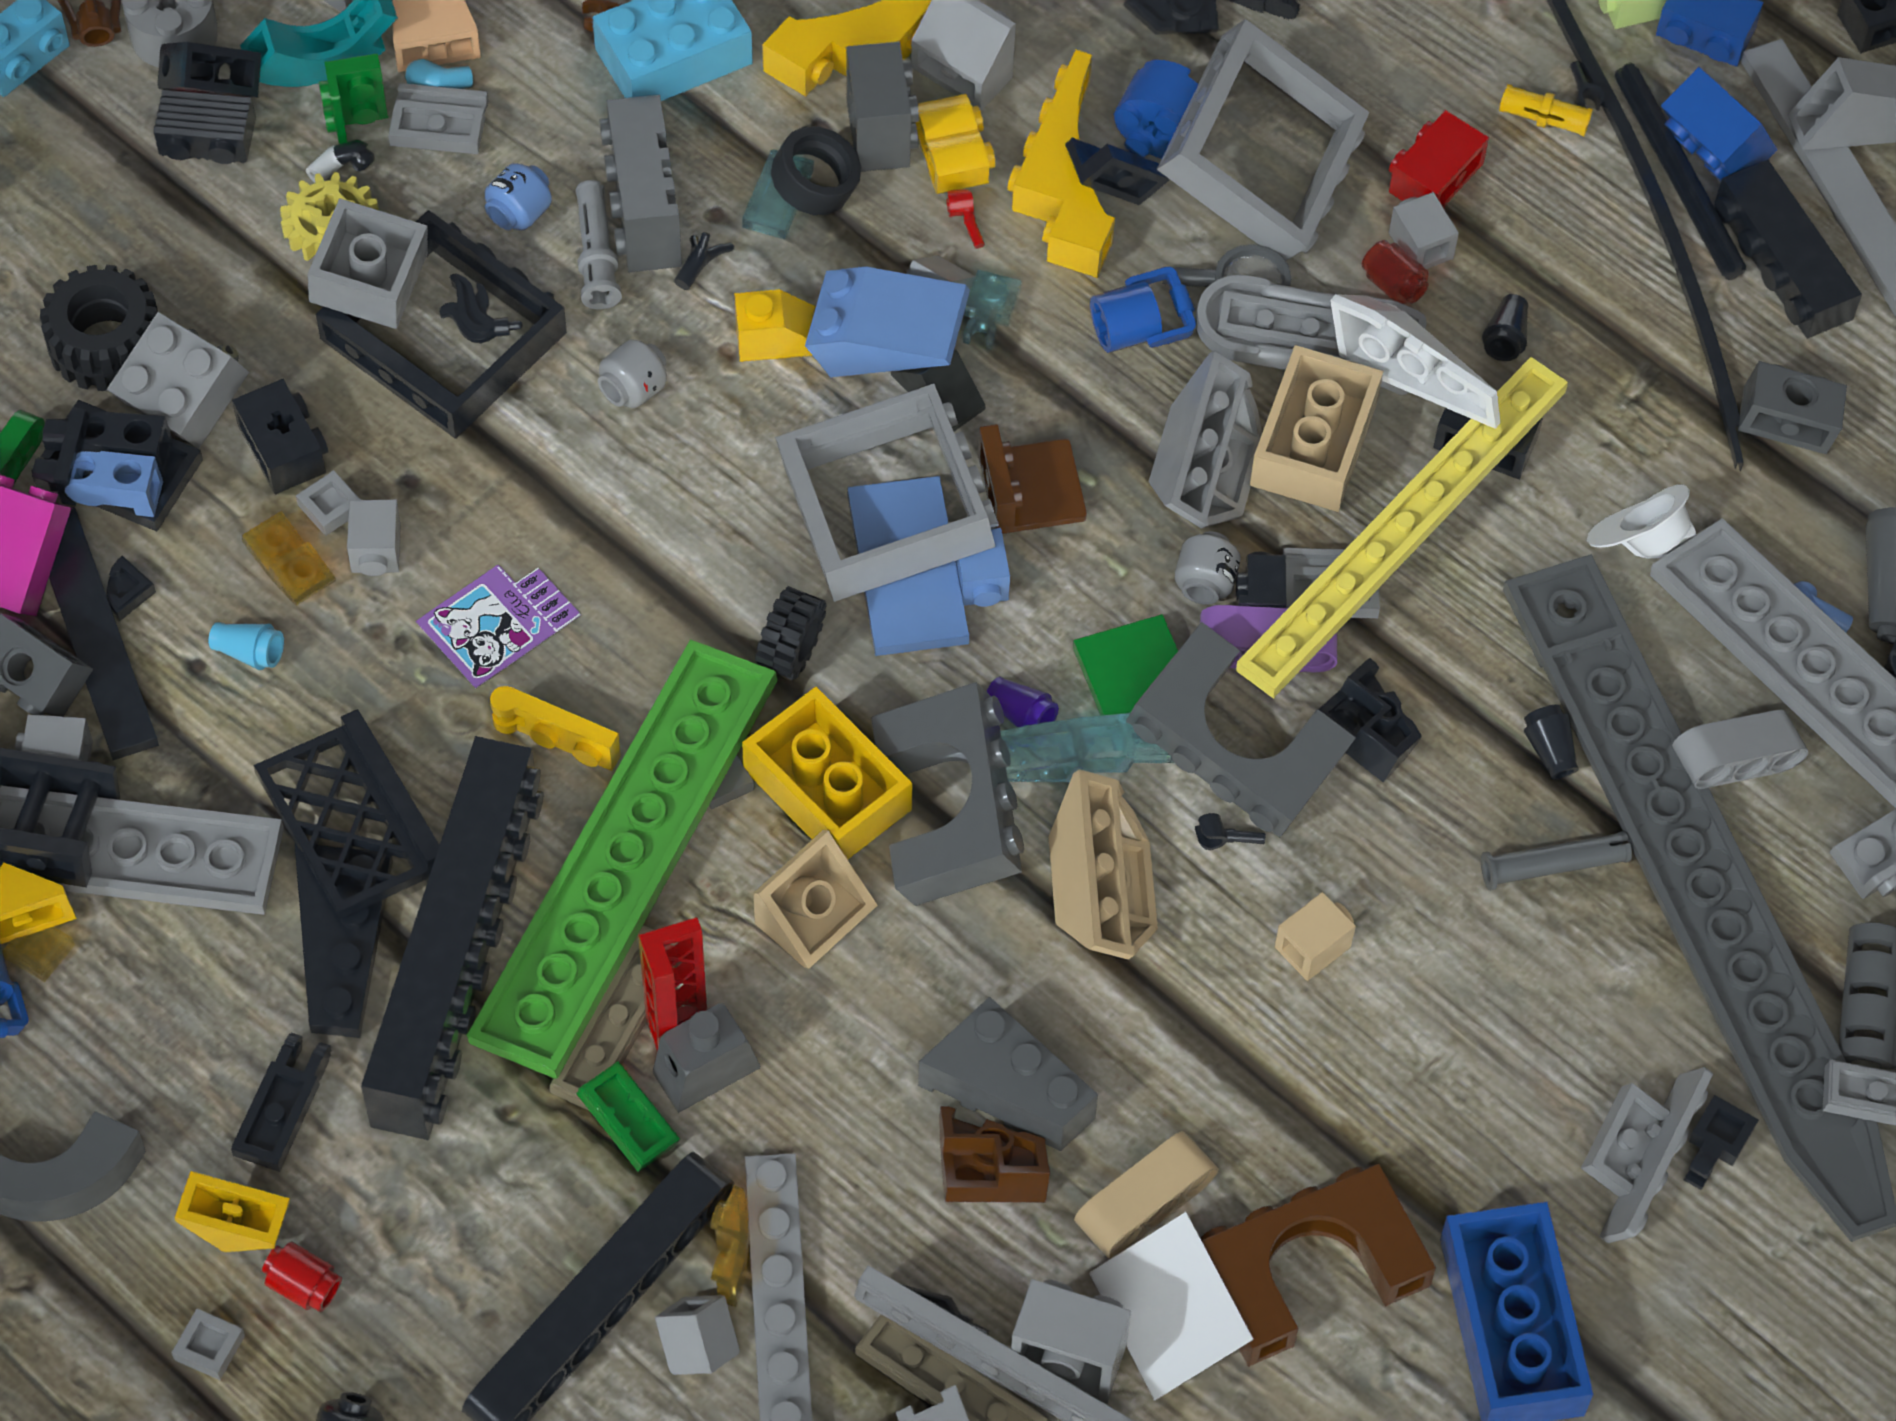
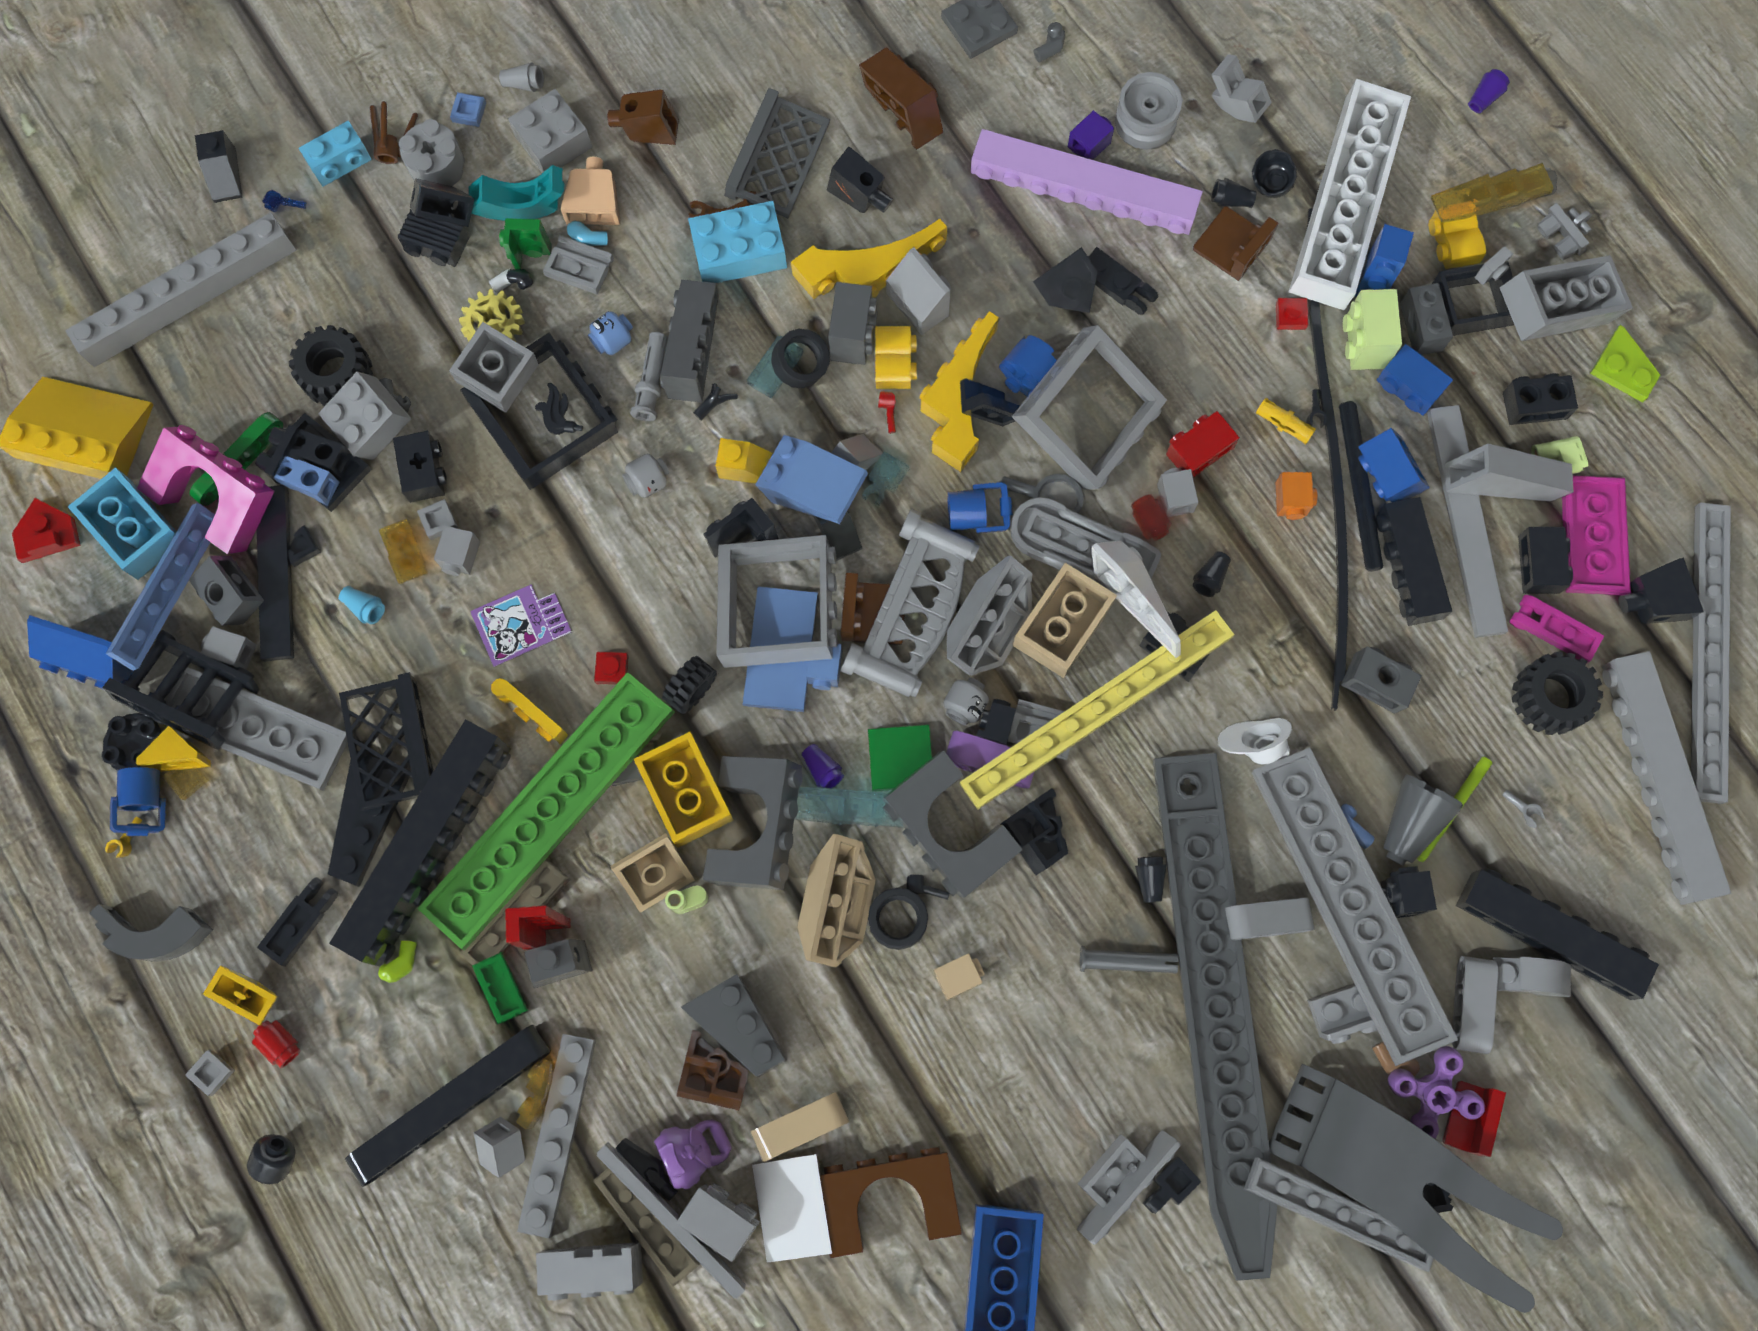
camera: 20 degrees right, 15 degrees up
(462, 1125) = (401, 965): none -> lime arm
(657, 646) = (610, 667): none -> red plate
(809, 393) = (744, 519): none -> black bracket
(876, 927) = (687, 899): none -> yellowish green piece
(987, 1273) = (687, 1153): none -> medium lavender piece
(1055, 540) = (877, 659): none -> light grey piece
(1210, 848) = (903, 895): none -> black tyre
(1590, 199) = (1295, 494): none -> orange brick

